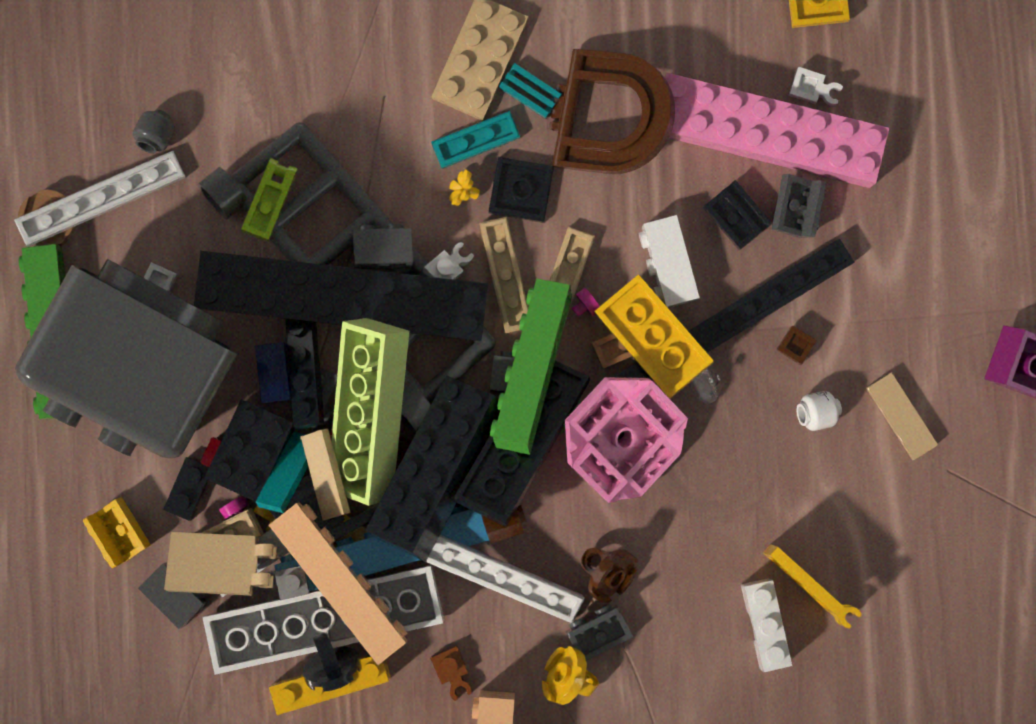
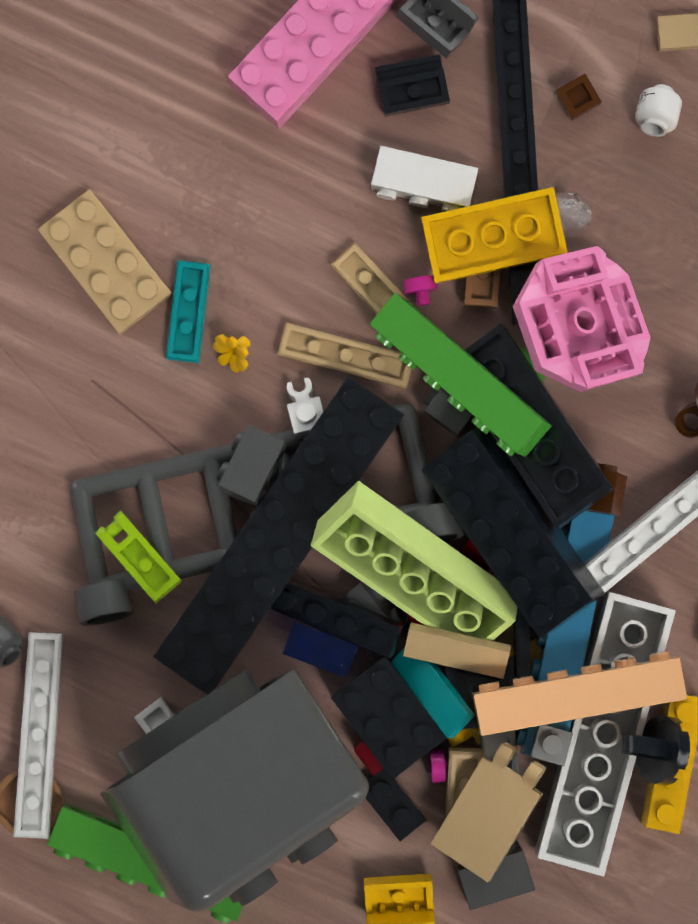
camera: 60 degrees left, 0 degrees up
(521, 189) = (265, 292): black tile -> none
(534, 80) = (161, 217): teal tile -> none
(647, 138) = (290, 155): reddish brown piece -> none

